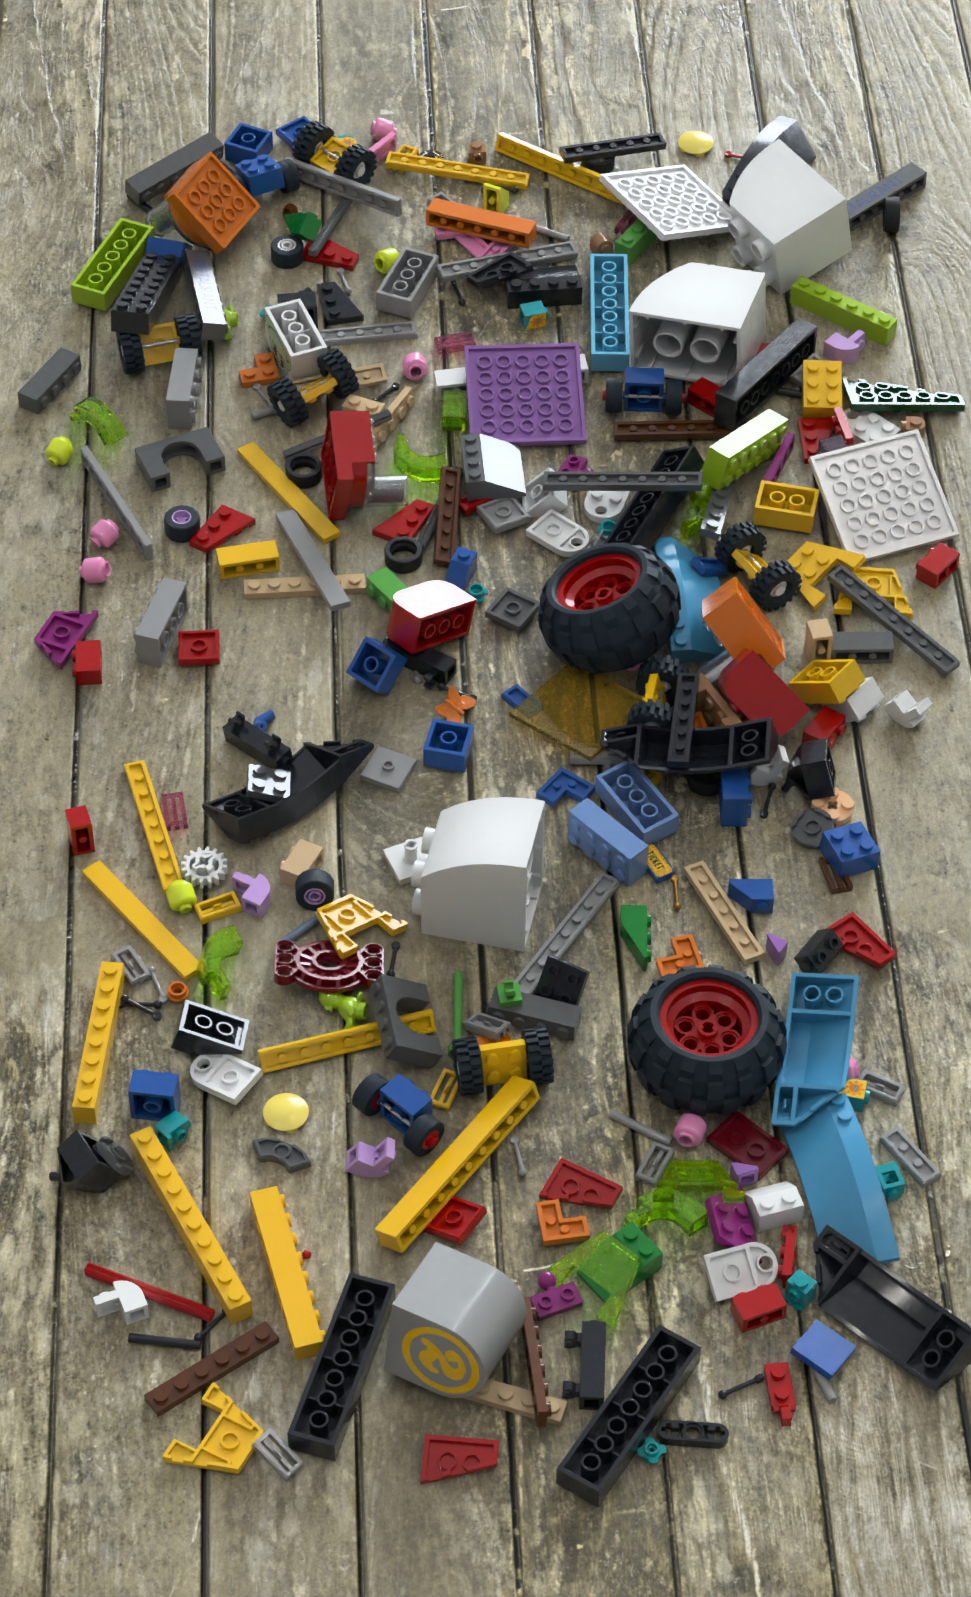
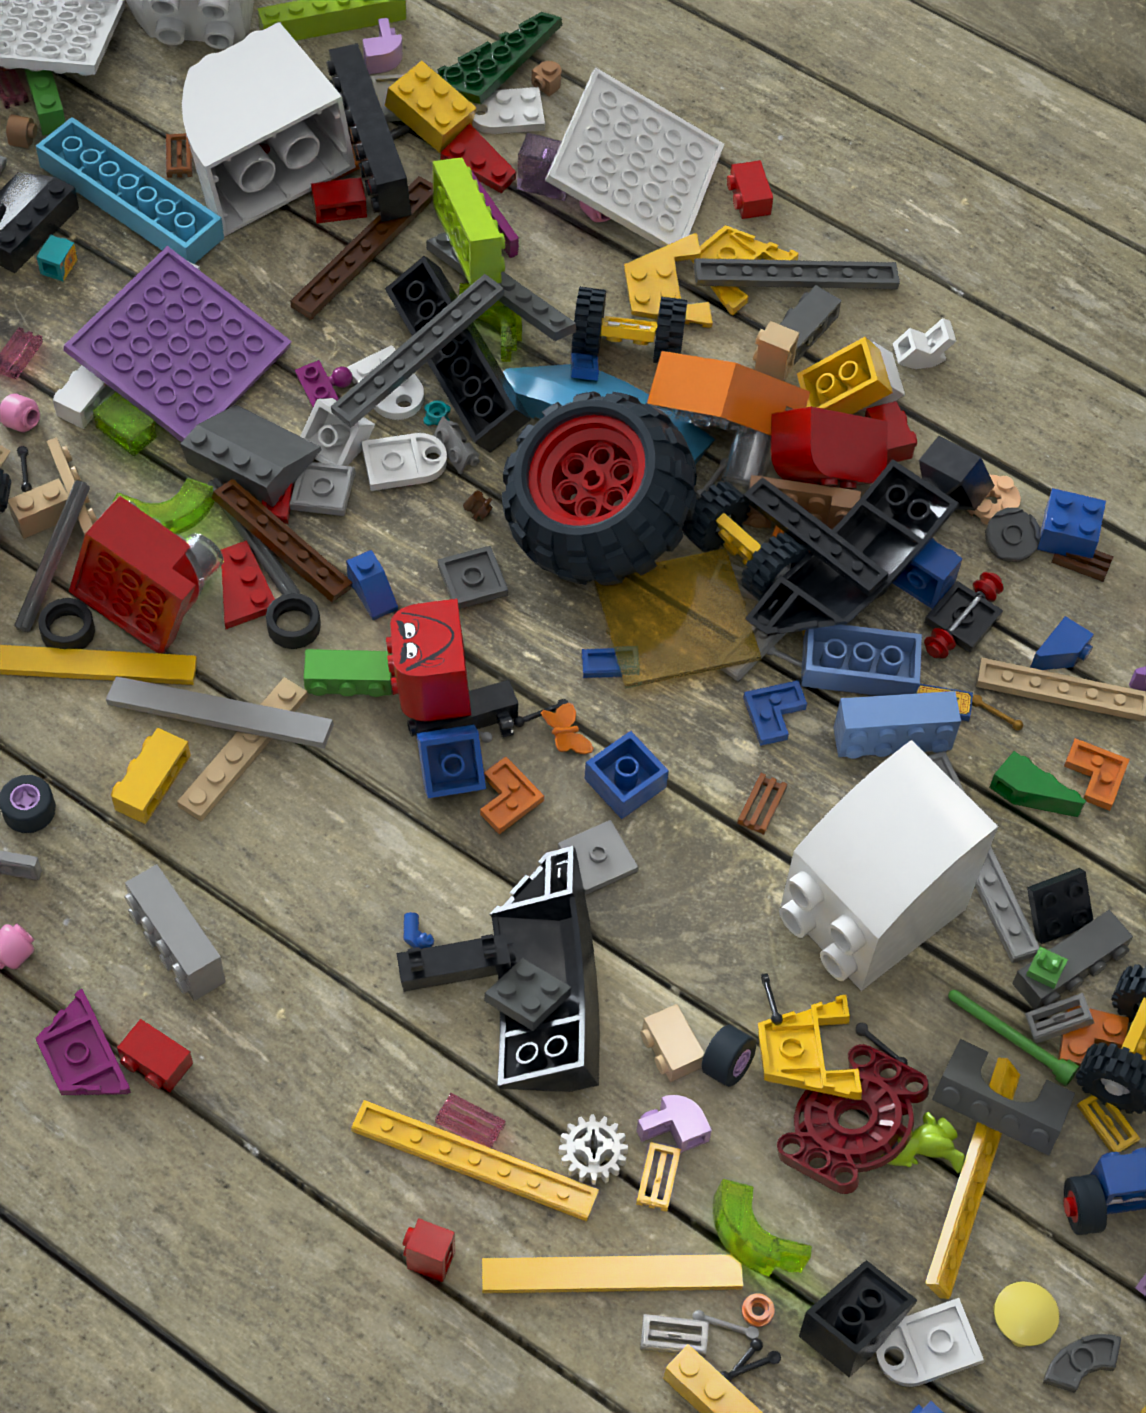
camera: 55 degrees left, 10 degrees up
(181, 896) = (618, 1205): neon yellow head -> none
(198, 647) = (240, 920): red plate -> none
(219, 527) = (68, 769): red wing -> none
(301, 929) = (764, 1109): sand blue bar -> none
(359, 898) = (776, 1018): none -> black hinge
(389, 712) = (515, 797): none -> orange plate
(402, 858) = (750, 928): white tile -> none
(477, 591) = (413, 587): teal plate -> none
(644, 392) = (282, 242): brick -> none
(726, 837) = (963, 616): none -> black plate
(786, 506) = (561, 246): yellow brick -> none
(841, 426) = (504, 129): wing -> none

